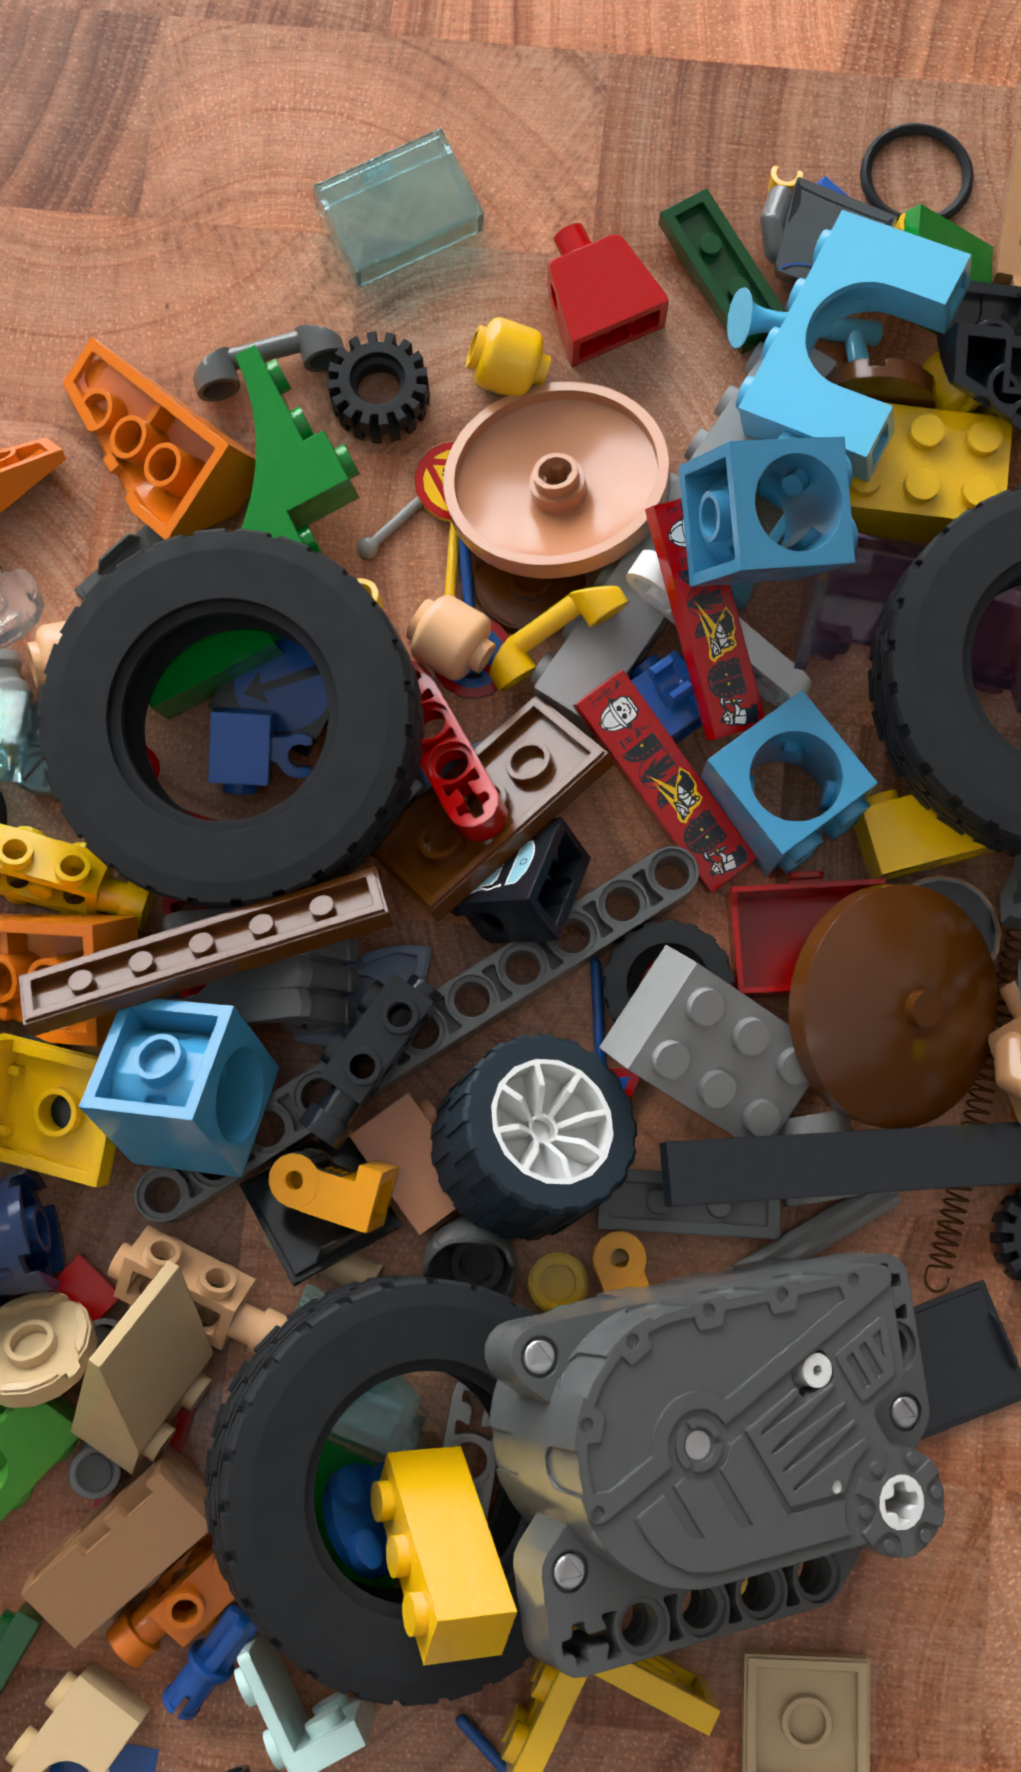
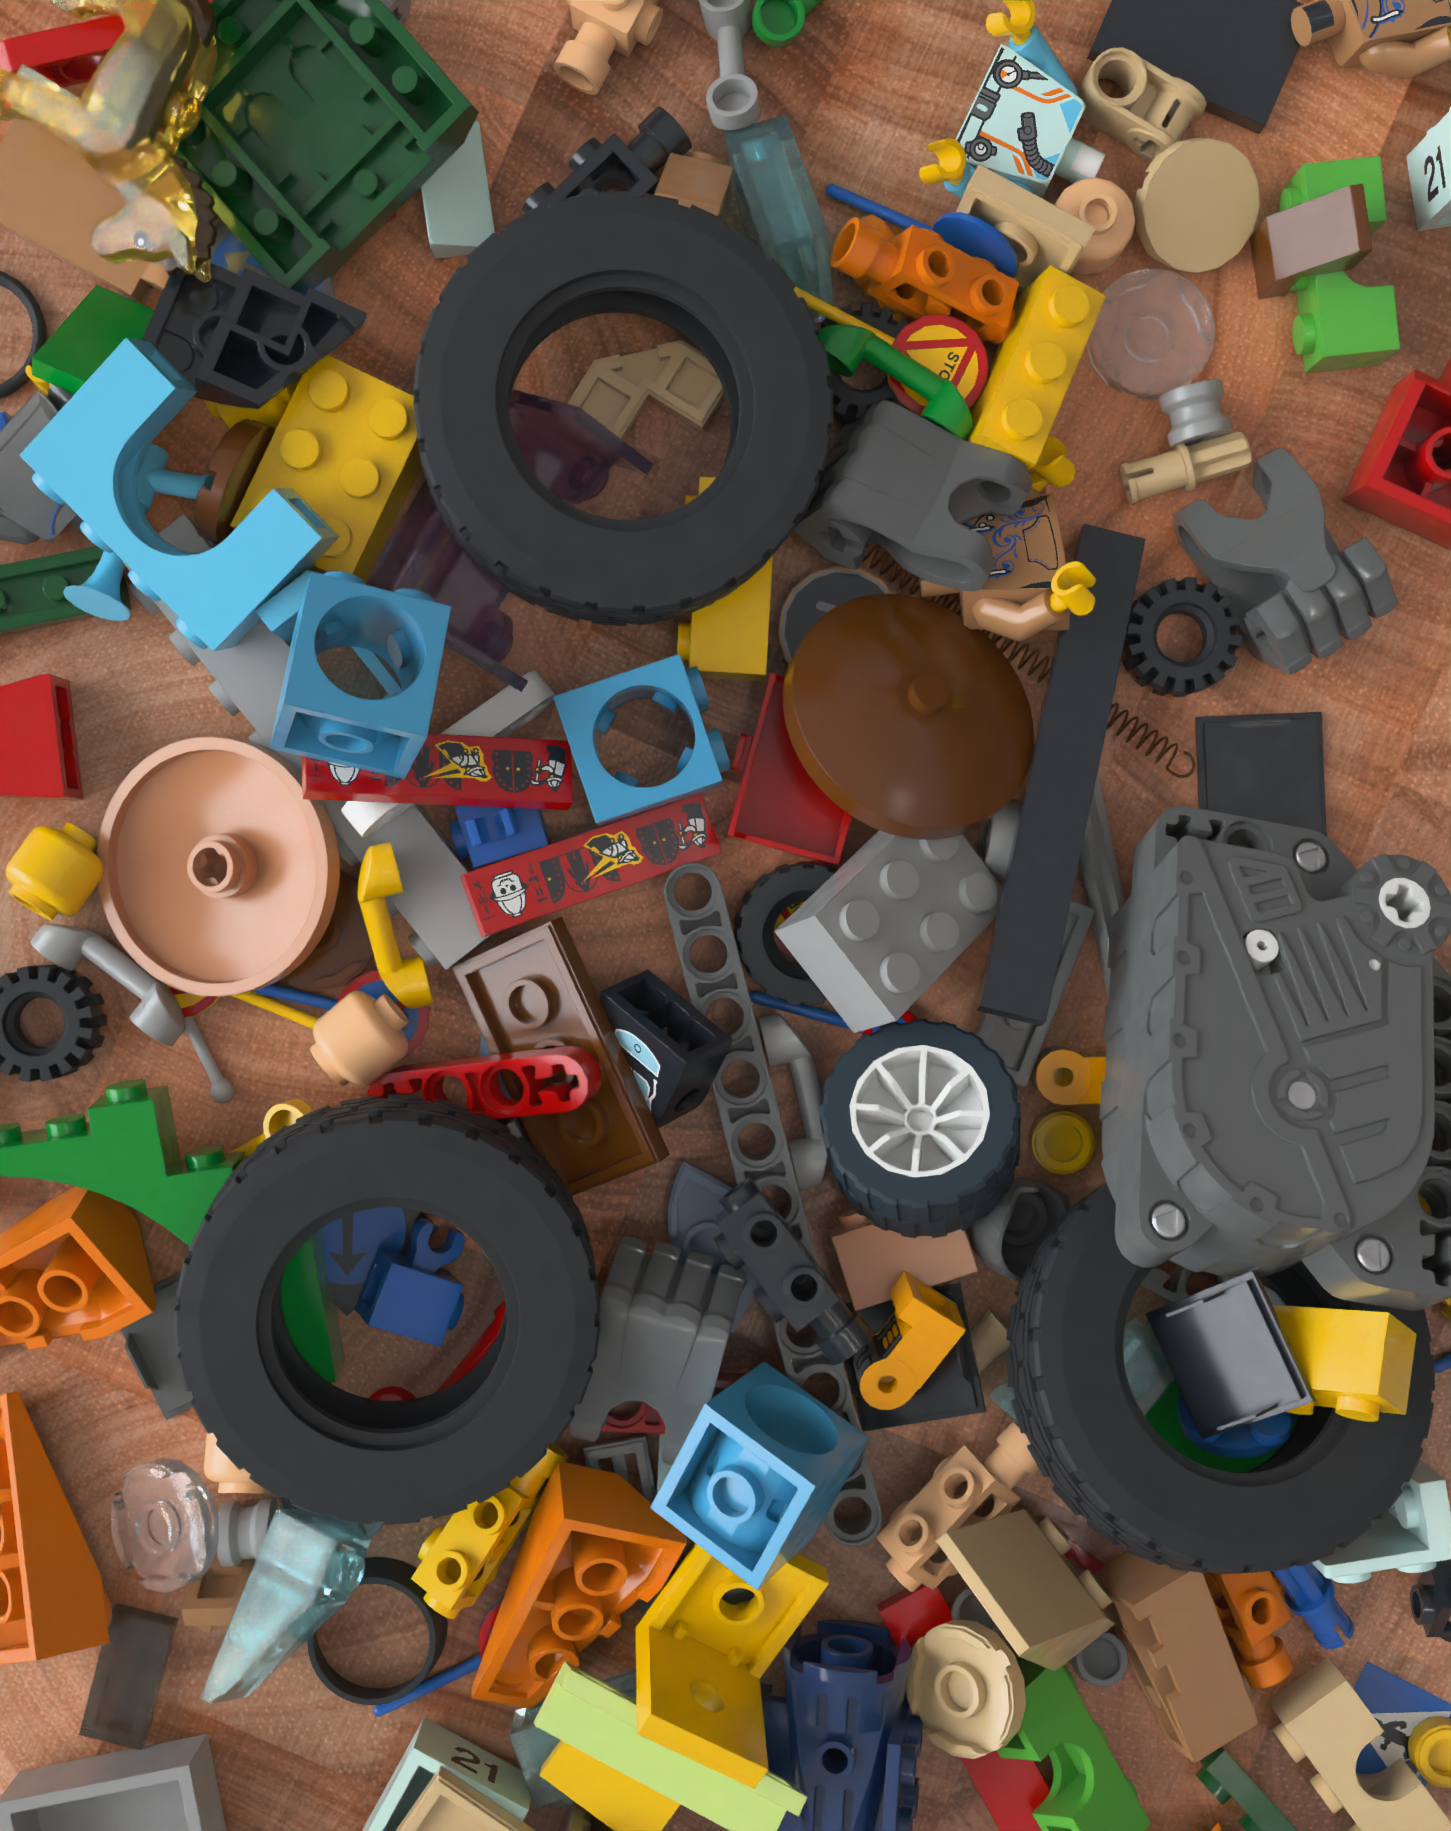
camera: 70 degrees left, 10 degrees up
(203, 951) = (632, 1412): reddish brown tile -> none
(421, 472) = (159, 1010): none -> light grey bar
(423, 1482) = (1230, 1355): none -> piece
(562, 1002) = (786, 1046): none -> light grey bar

